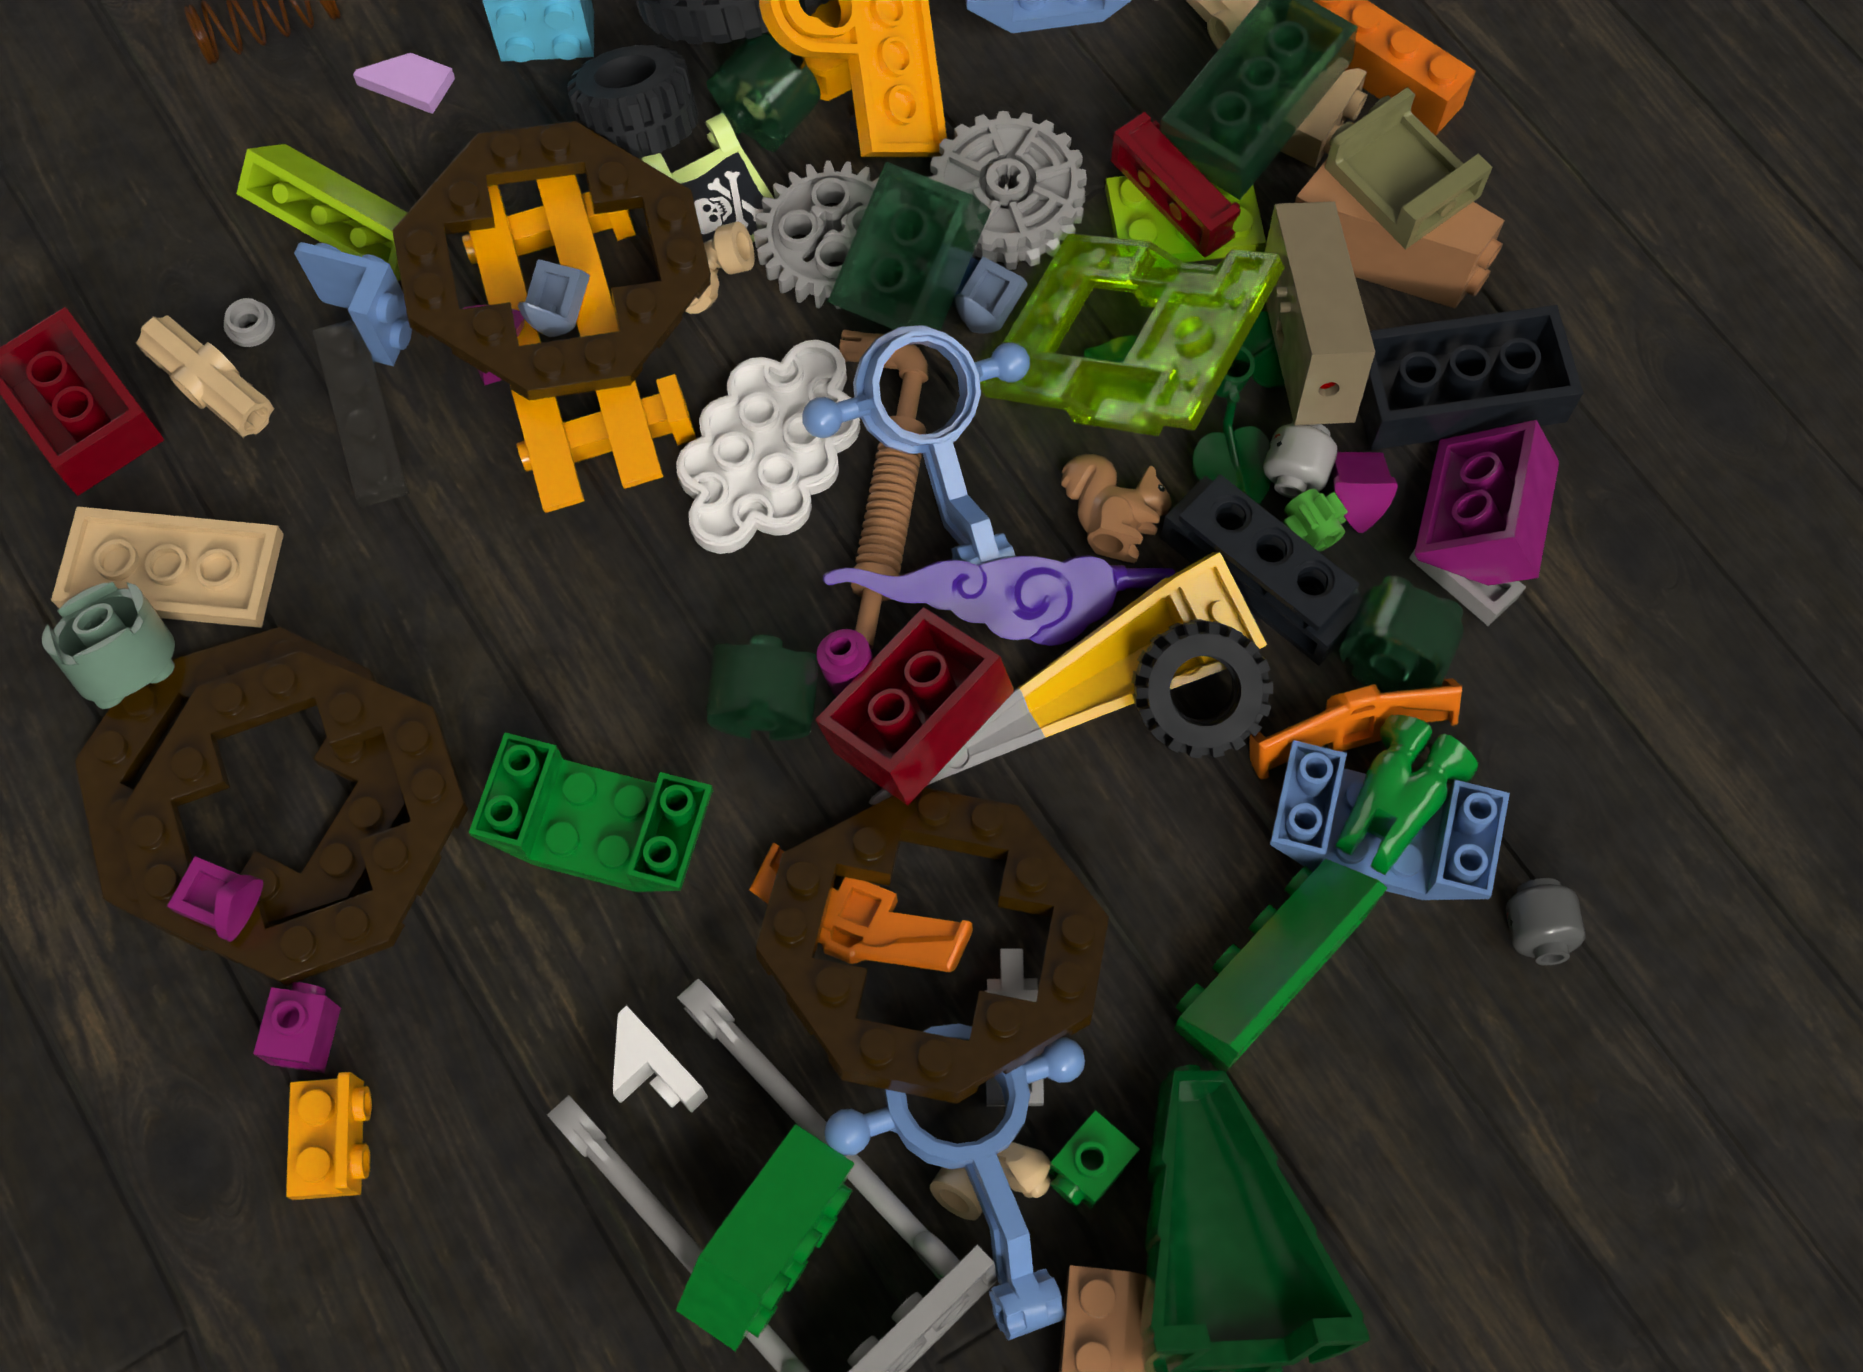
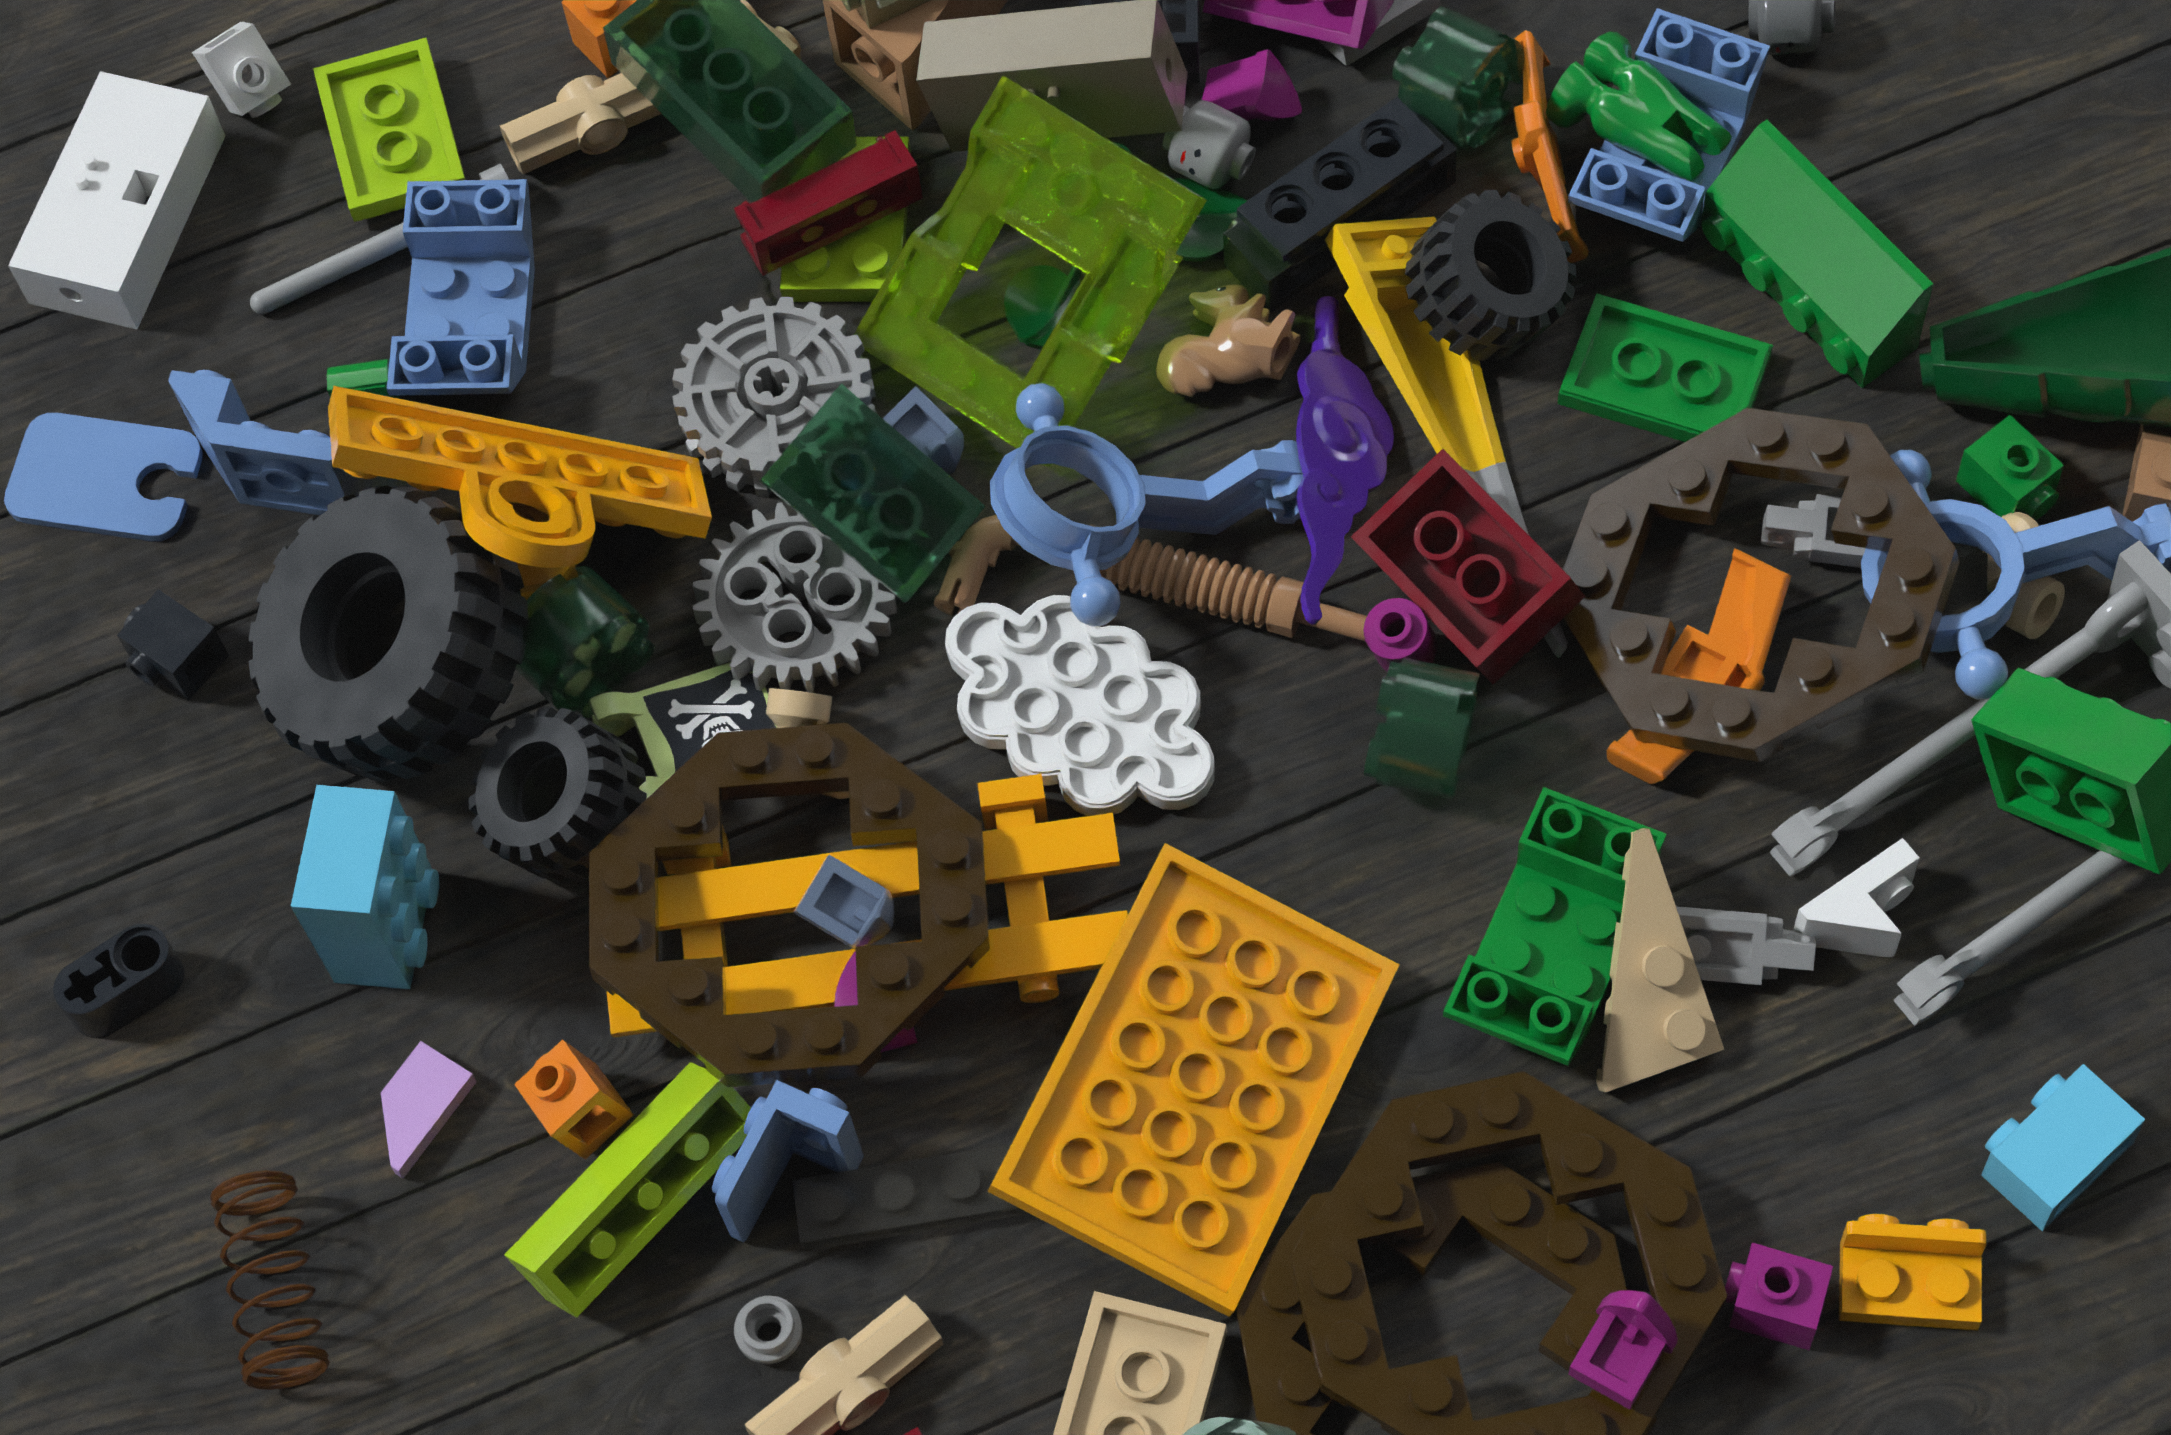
camera: 75 degrees left, 5 degrees down
(403, 162) = (573, 1099): none -> orange brick
(442, 1251) = (2061, 1145): none -> medium azure brick
(449, 567) = (1195, 1080): none -> light orange plate
(549, 902) = (1657, 997): none -> tan wing
(604, 949) = (1743, 945): none -> light grey hinge
(1154, 856) = (1661, 370): none -> green tile
(1316, 518) = (1287, 140): bright green gear -> none

